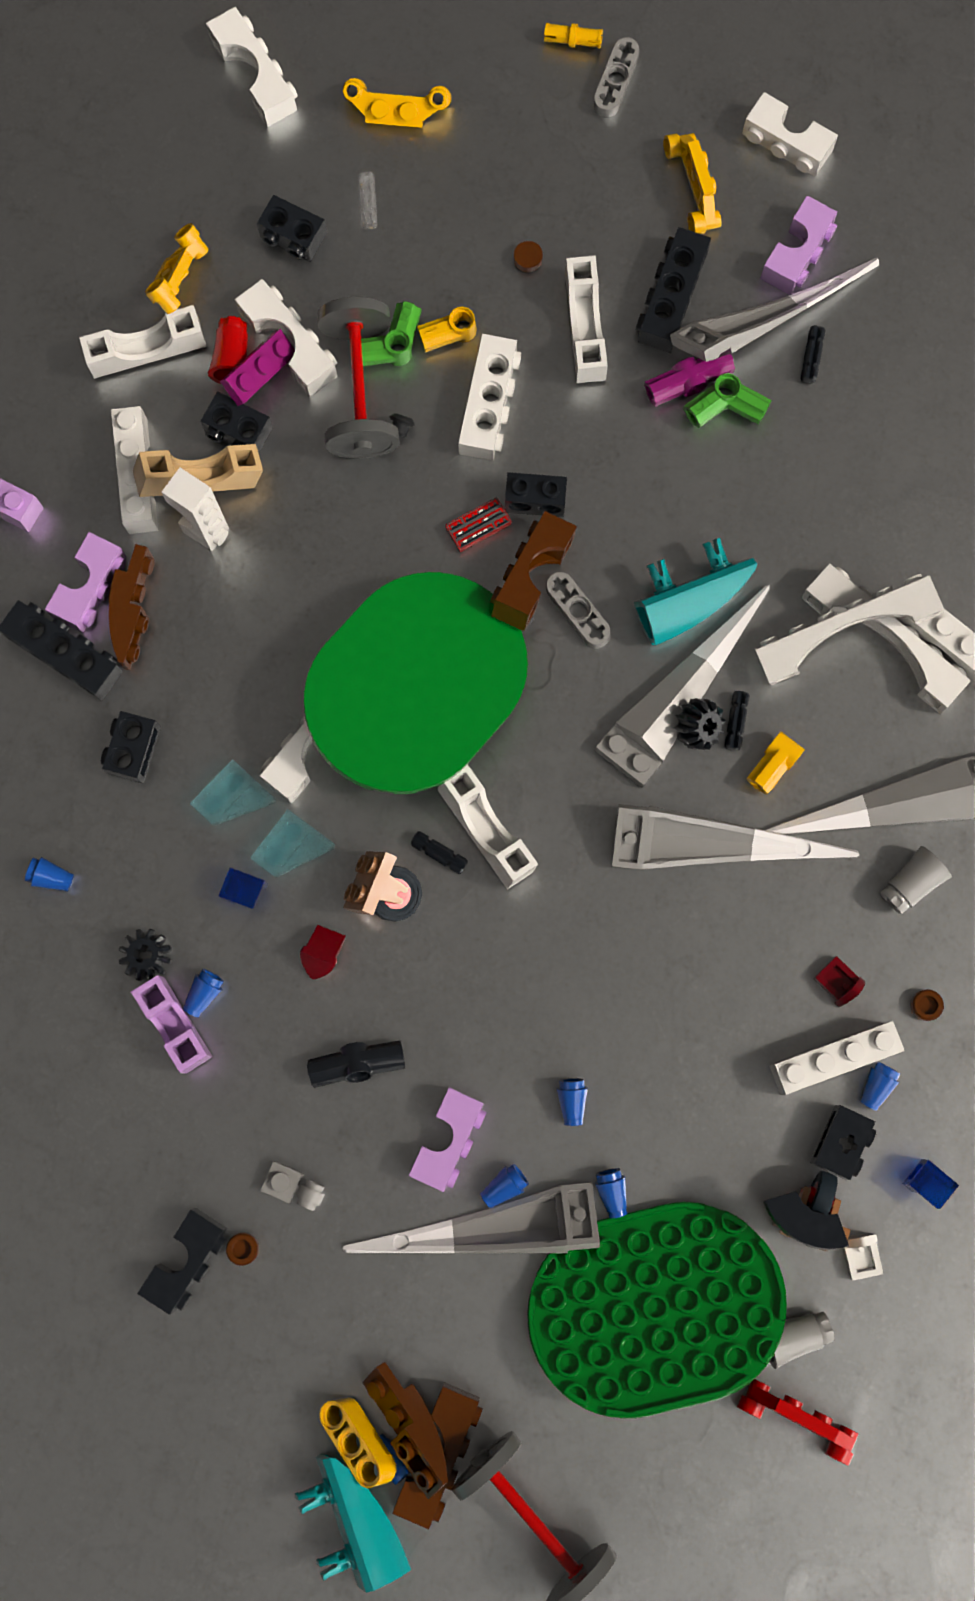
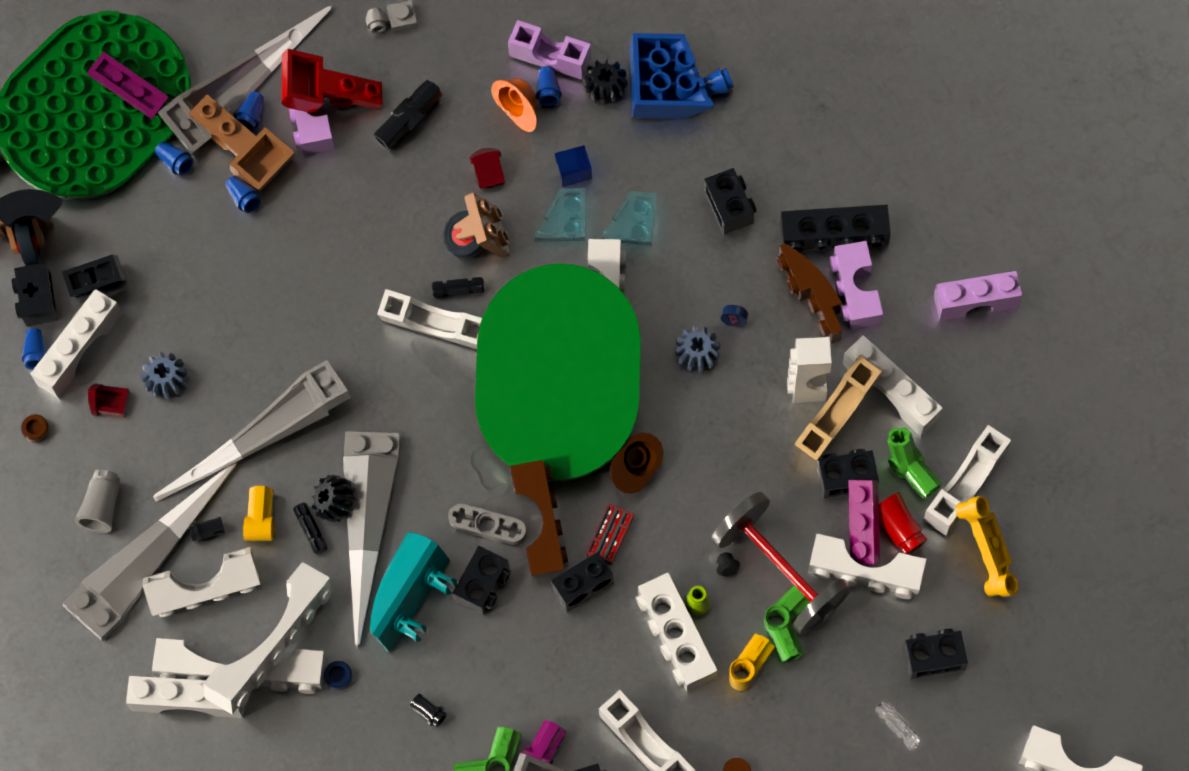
camera: 145 degrees right, 10 degrees down
(88, 912) = (665, 78): none -> blue wedge
(178, 394) = (909, 463): none -> bright green piece
(215, 636) = (734, 315): none -> dark blue tile
(242, 994) = (517, 100): none -> orange piece
(264, 623) = (696, 358): none -> sand blue gear
(409, 558) = (636, 462): none -> reddish brown piece
(430, 1157) = (307, 84): none -> red plate
(450, 411) = (697, 606): none -> lime cone
(532, 1125) = (257, 157): none -> medium nougat plate
(610, 1297) = (127, 85): none -> magenta plate
(625, 566) = (475, 578): none -> black brick
(747, 485) = (428, 710): none -> black pin
(776, 1115) = (93, 275): none -> black brick
(783, 961) = (173, 378): none -> sand blue gear
(802, 572) = (338, 675): none -> dark blue tile
(832, 786) = (206, 529): none -> black pin
(905, 744) = (167, 592): none -> white arch

